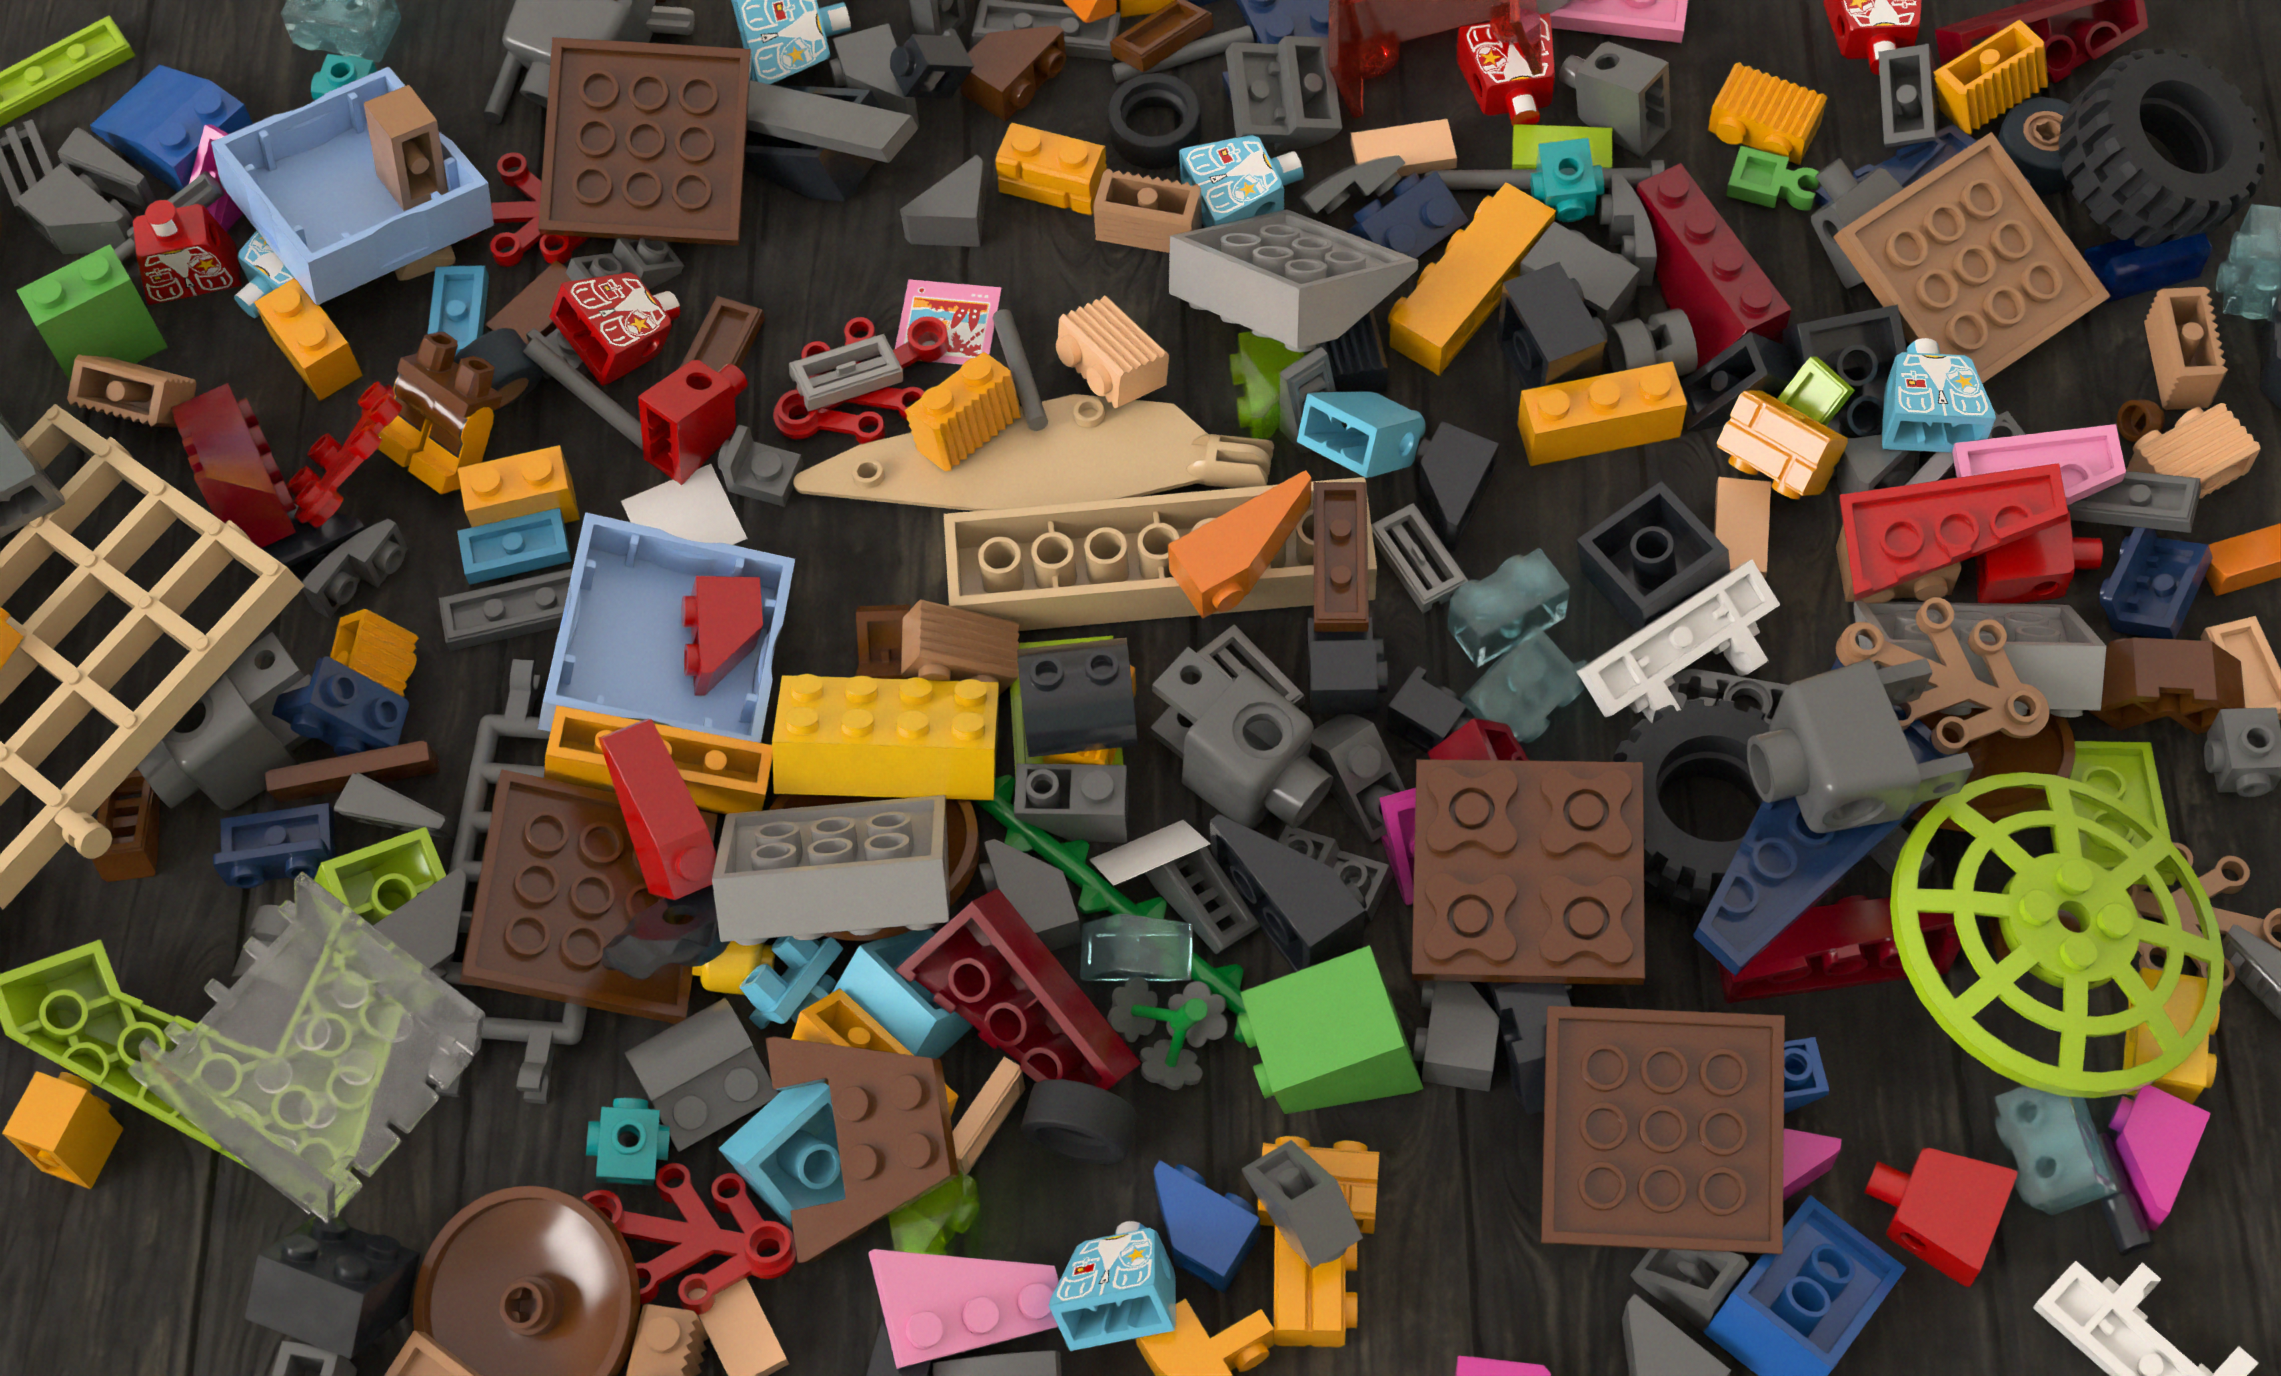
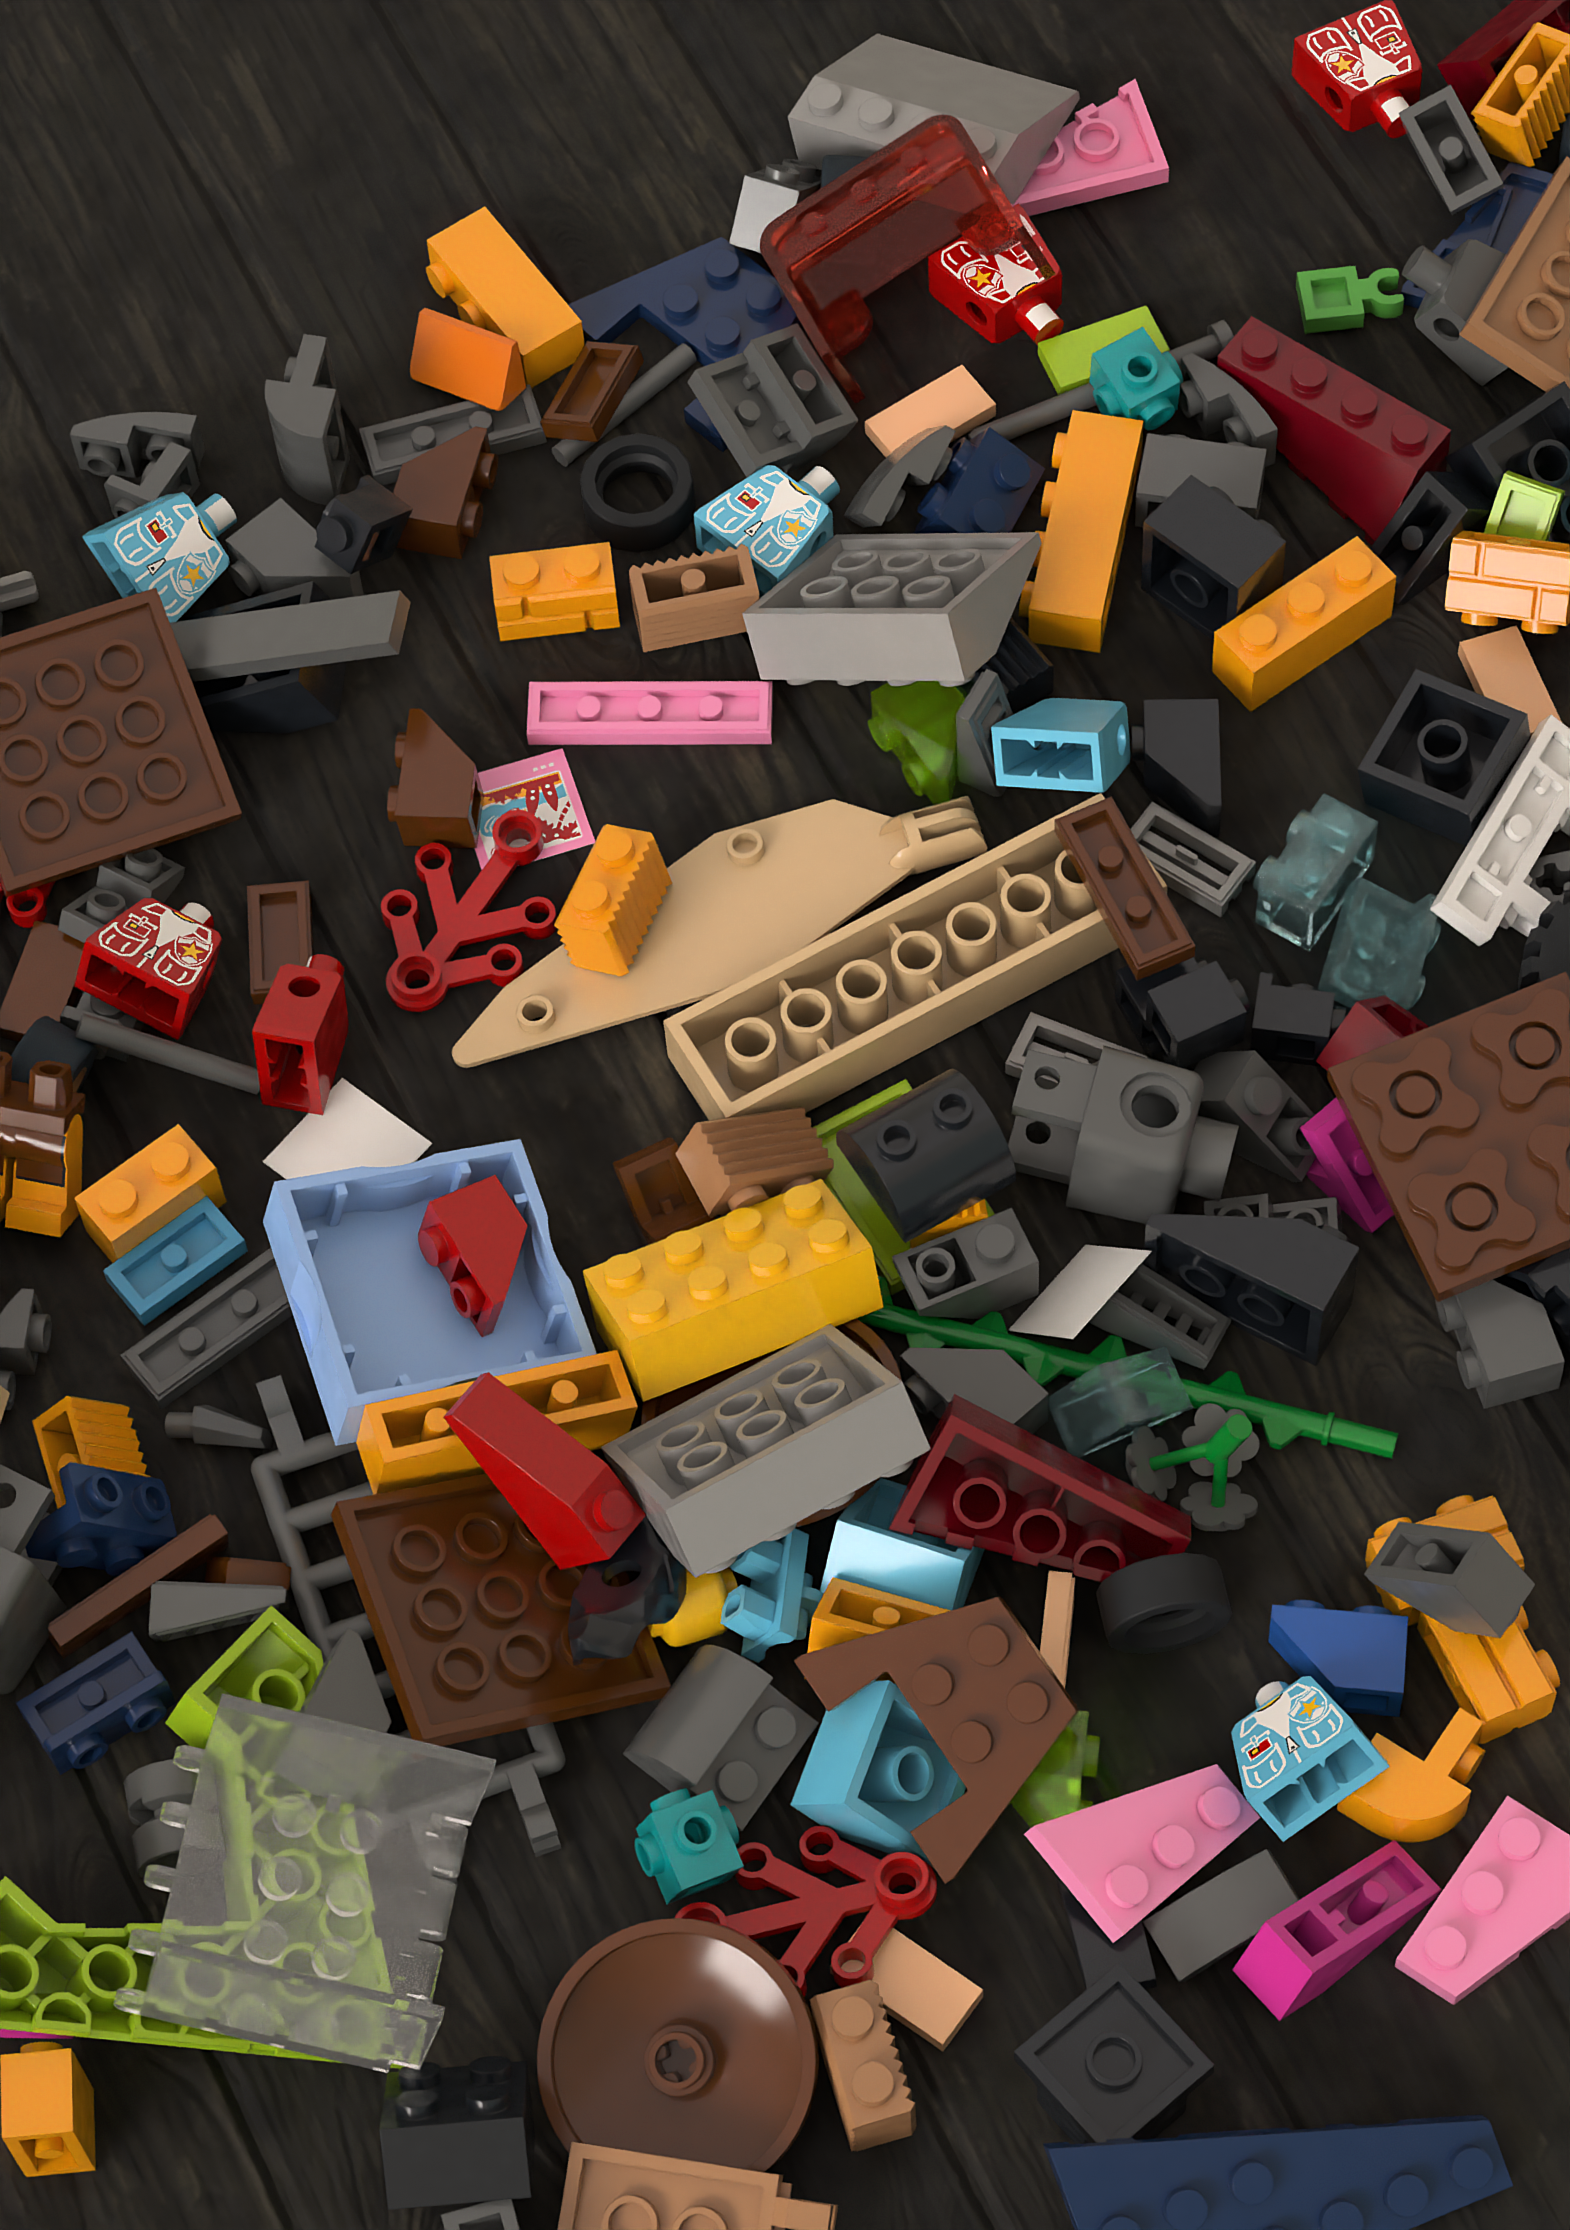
camera: 25 degrees left, 0 degrees up
(430, 795) = (247, 1571): none -> reddish brown tile
(474, 679) = (215, 1427): none -> dark grey bar
(758, 469) = (407, 1060): dark grey bracket -> none
(849, 378) = (458, 917): light grey tile -> none
(885, 279) = (437, 788): none -> reddish brown slope
(949, 210) = (466, 681): dark grey slope -> none
(1020, 370) = (627, 816): dark grey bar -> none
(1072, 282) = (650, 713): none -> bright pink tile
(1111, 352) = (739, 769): light nougat brick -> none
(1229, 554) = (1006, 938): orange slope -> none
(1328, 1036) = (1380, 1396): bright green slope -> none
(1623, 93) = (1141, 262): dark grey torso -> none
(1661, 340) = (1323, 523): dark grey wheel -> none
(1766, 113) = (1305, 225): light orange brick -> none

